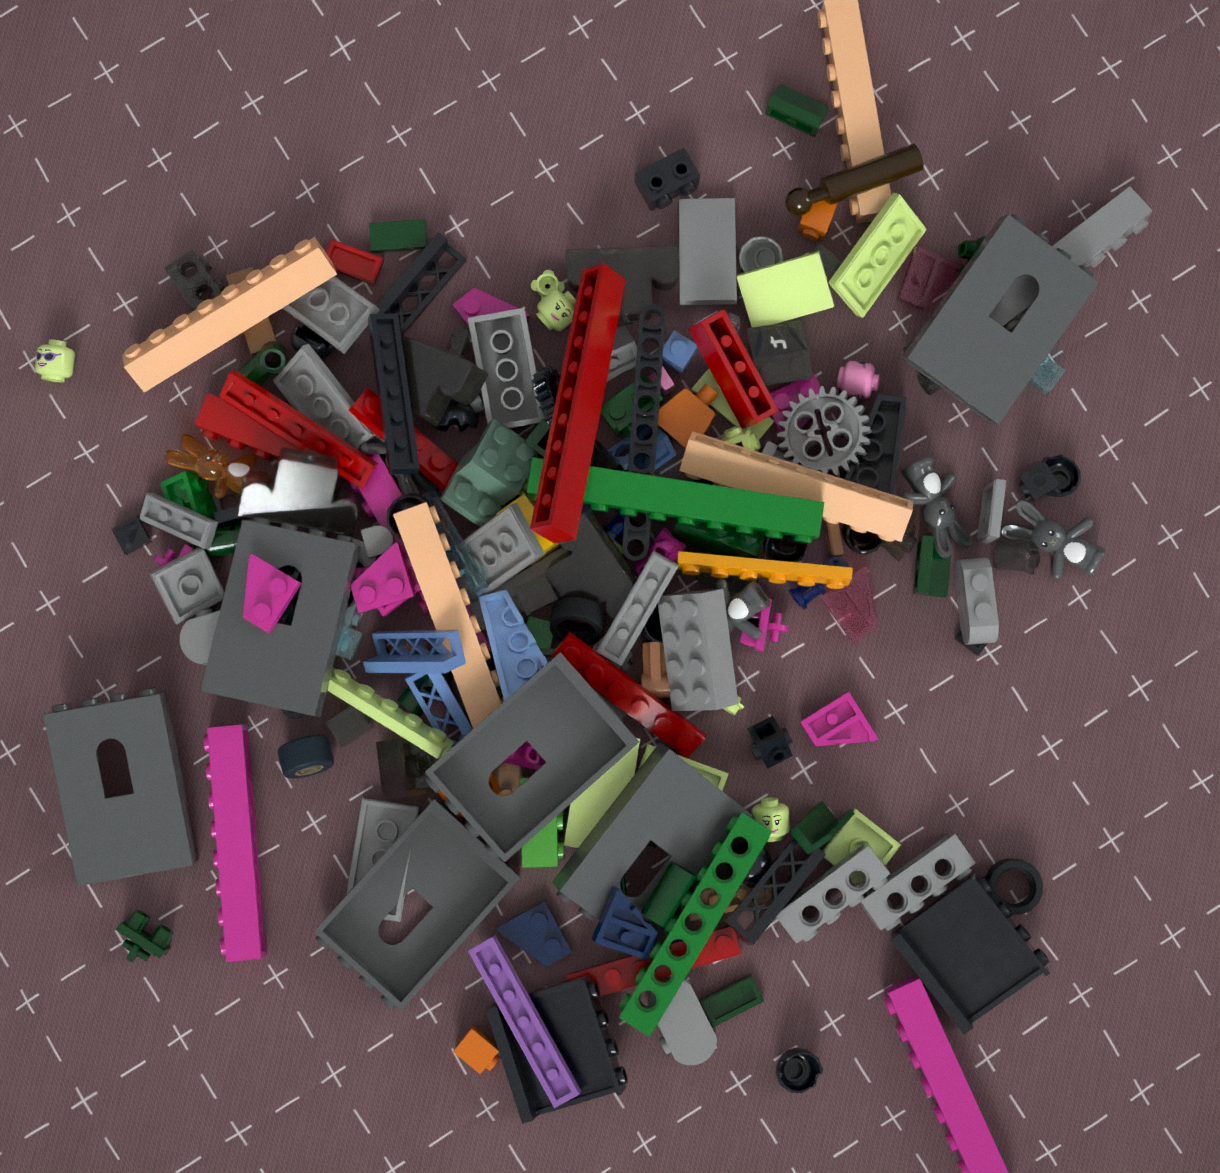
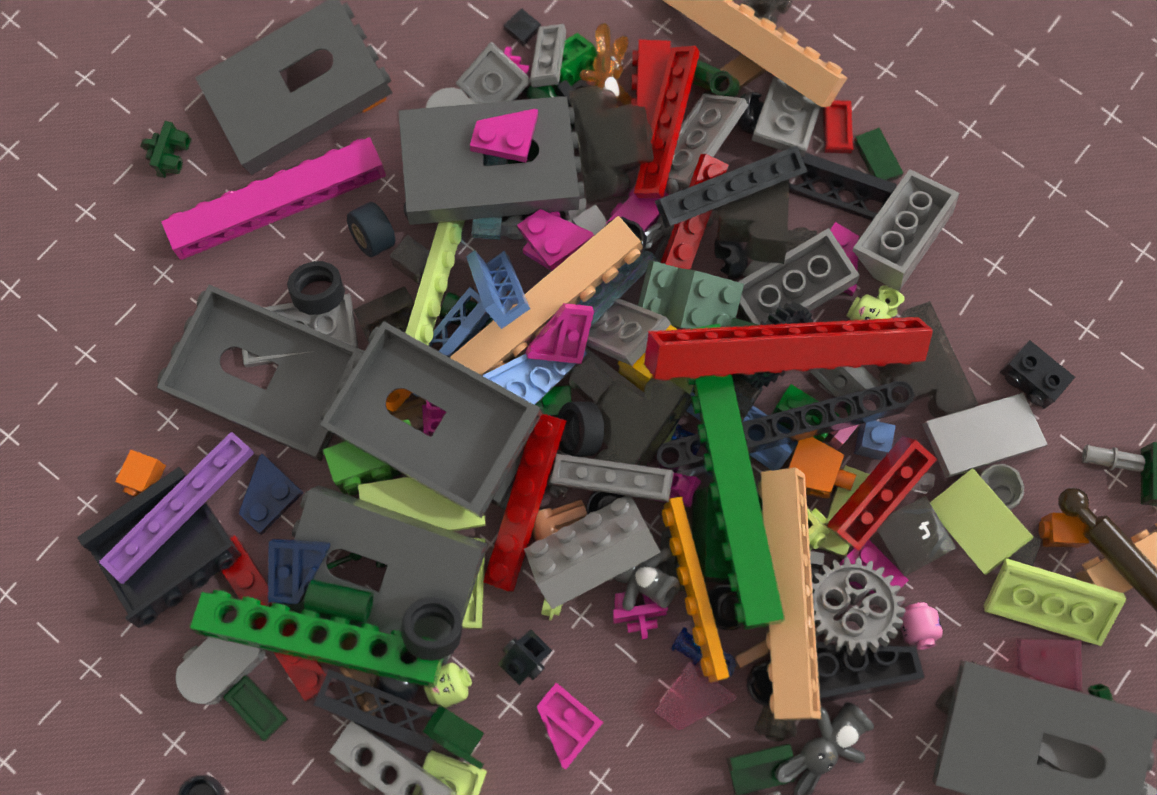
camera: 70 degrees right, 10 degrees down
(328, 824) = (321, 302): none -> black tyre
(485, 242) = (905, 228): none -> light grey slope
(488, 606) = (563, 336): none -> dark pink wing
(705, 807) = (431, 649): none -> black tyre
(767, 144) = (1113, 458): none -> light grey axle

